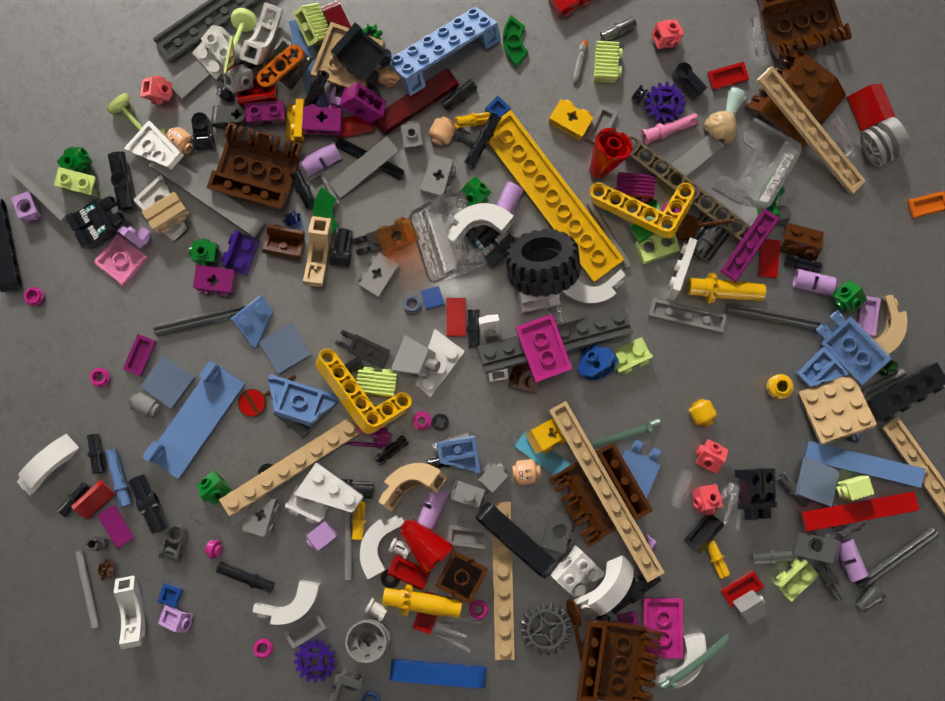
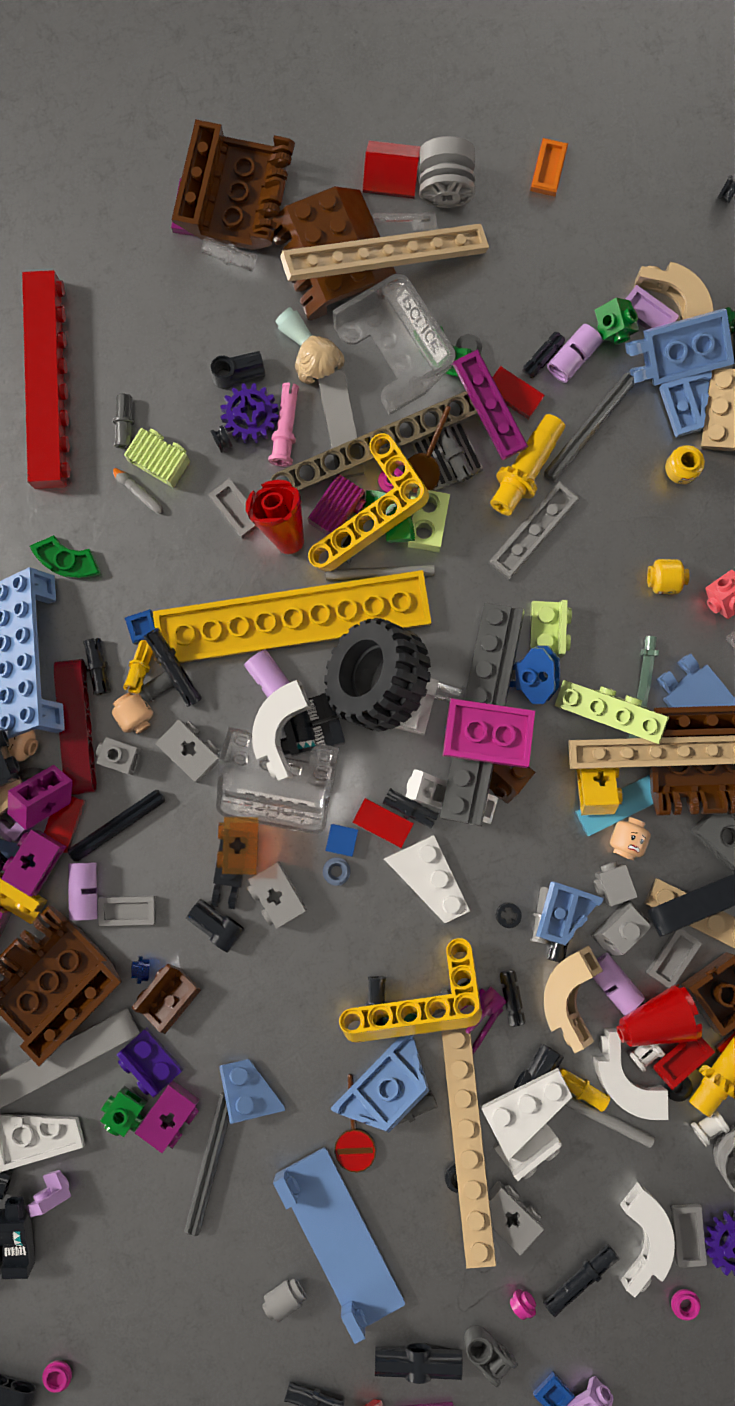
camera: 60 degrees left, 0 degrees up
(94, 377) = (210, 1348): dark pink plate -> none
(119, 482) = (363, 1386): medium blue pin -> none
(120, 259) = (72, 1230): bright pink tile -> none
(139, 355) = (213, 1270): magenta tile -> none
(166, 213) = (43, 1138): tan brick -> none
(167, 382) = (269, 1250): sand blue tile -> none
(213, 488) = (443, 1263): green brick -> none
(285, 348) = (306, 1068): sand blue tile -> none
(302, 188) = (109, 935): black pin -> none
(319, 251) = (205, 958): tan arch -> none
(321, 536) = (578, 1149): lavender brick -> none
(324, 206) = (157, 925): green tile -> none
(364, 167) = (124, 839): light grey tile -> none
(364, 349) = (363, 964): black hinge -> none
(377, 383) = (416, 971): yellowish green brick -> none
(415, 359) = (411, 905): light grey torso -> none
(426, 425) = (486, 934): dark pink plate -> none
(476, 192) = (237, 712): green brick -> none
(577, 127) = (221, 541): yellow brick -> none
(597, 295) = (451, 625): white arch -> none
(599, 418) = (612, 710): none -> yellowish green bracket
(667, 34) = (164, 363): coral brick -> none
(681, 268) = (475, 505): white wing -> none
(728, 76) = (257, 319): red tile -> none
(802, 241) = (515, 340): reddish brown bracket -> none

